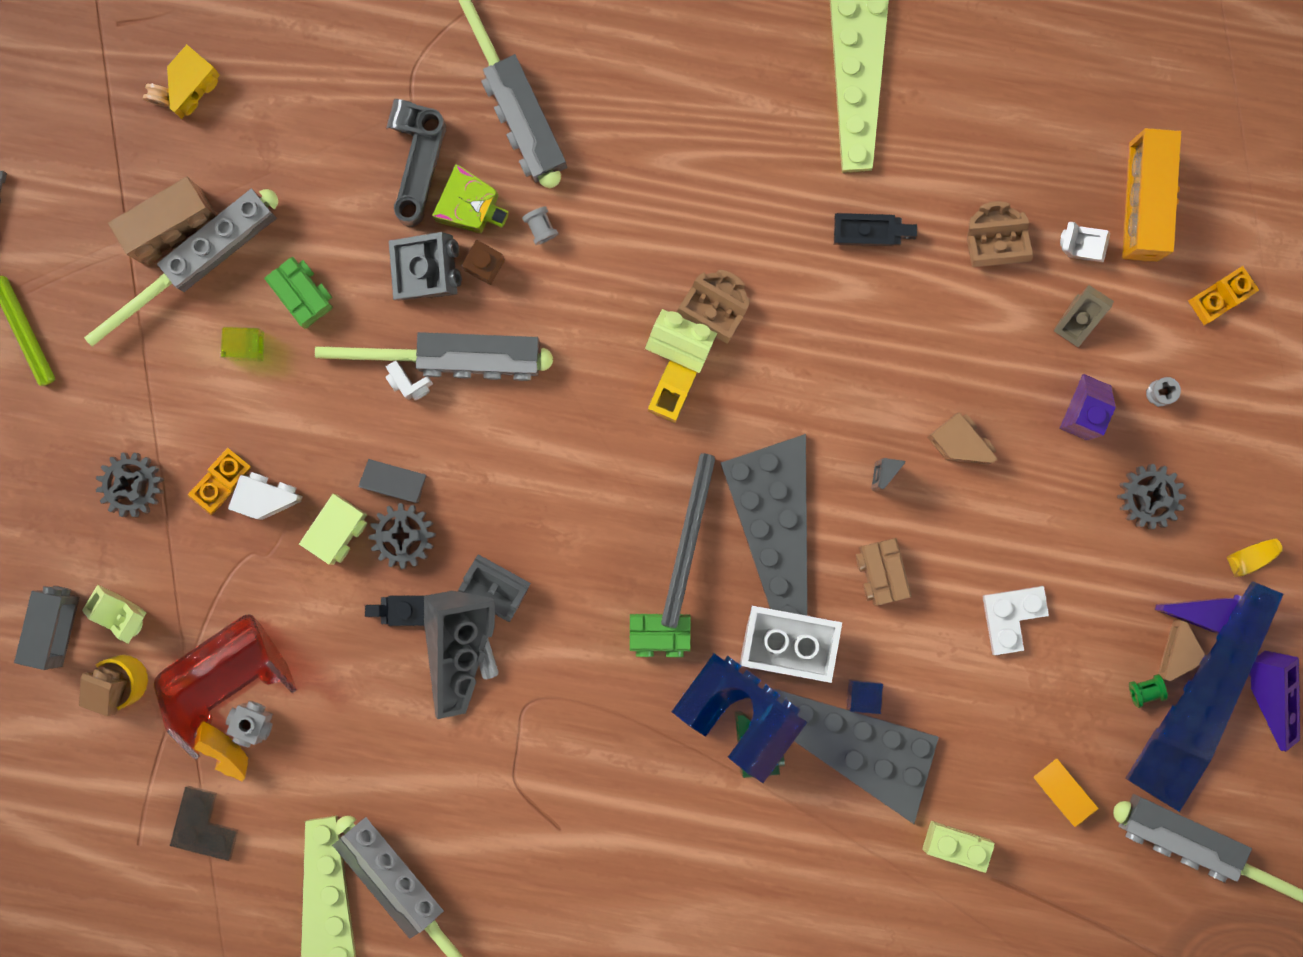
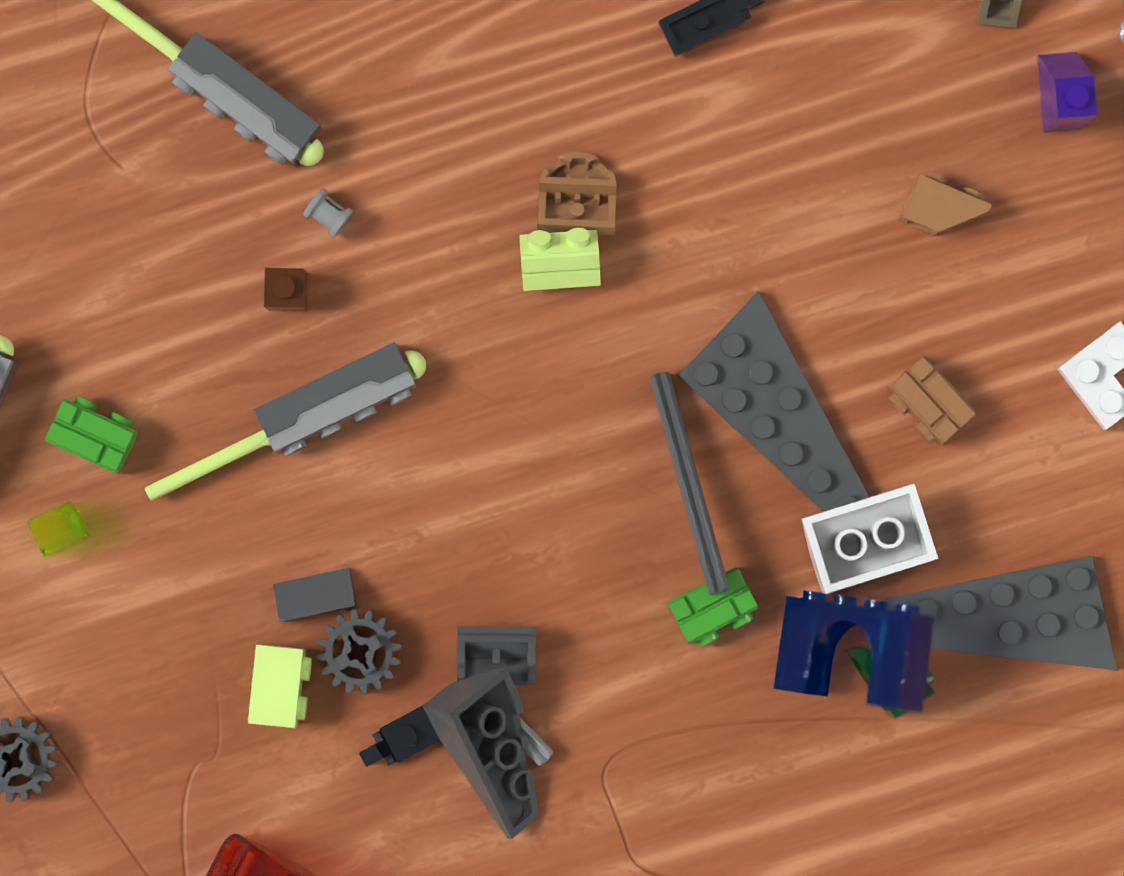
camera: 25 degrees left, 0 degrees up
(219, 481) = (116, 701): light orange slope -> none
(261, 500) = (175, 696): white slope -> none
(399, 380) = (261, 475): white bracket -> none
(422, 157) = (151, 206): dark grey piece -> none
(424, 266) = (220, 330): dark grey plate -> none
(468, 203) = (233, 230): lime torso -> none
(672, 391) = (580, 323): yellow slope -> none
(864, 696) = (983, 554): clear blue brick -> none
(884, 472) = (871, 287): dark grey slope -> none

